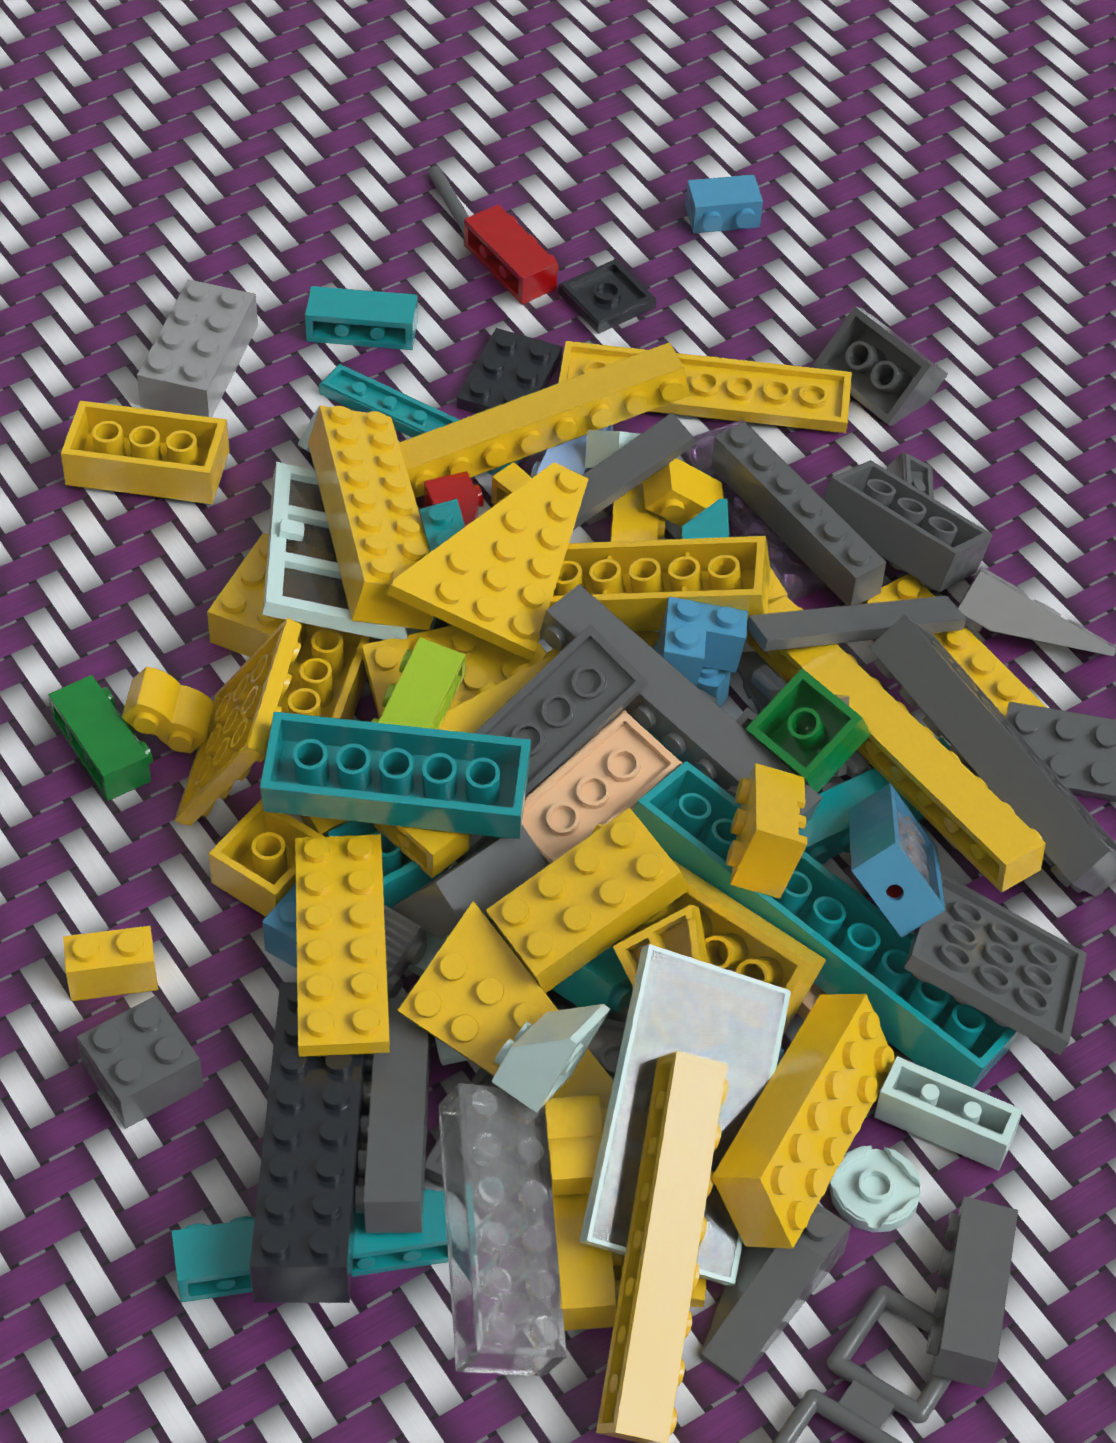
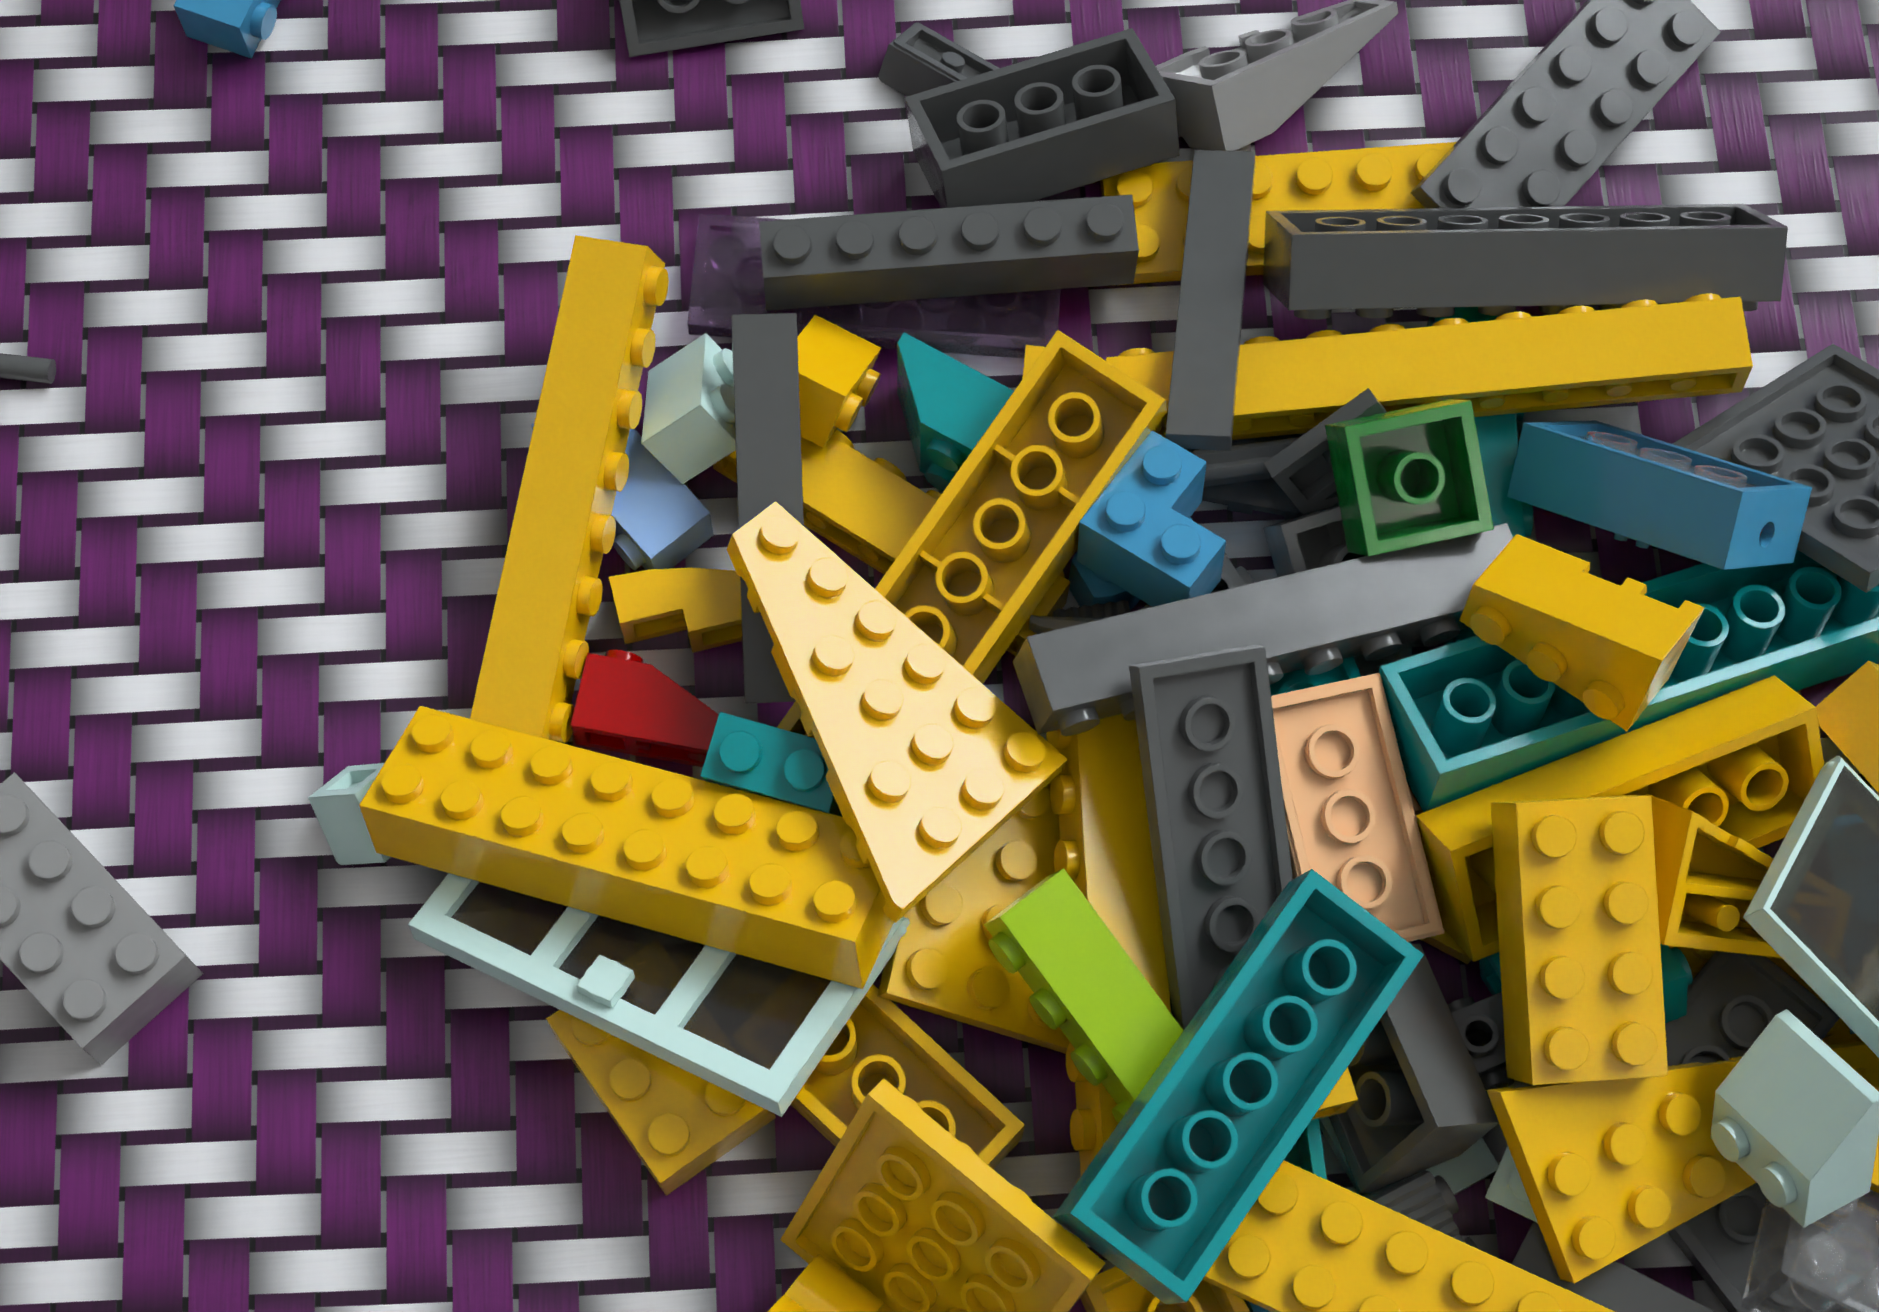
camera: 60 degrees left, 20 degrees up
(145, 452) = (244, 1112): yellow brick -> none
(361, 318) = (141, 631): teal brick -> none
(369, 395) = (360, 680): teal tile -> none
(508, 370) = (395, 482): black plate -> none
(510, 254) = (143, 340): red brick -> none
(607, 296) = (311, 252): black tile -> none
(738, 388) = (621, 185): yellow plate -> none

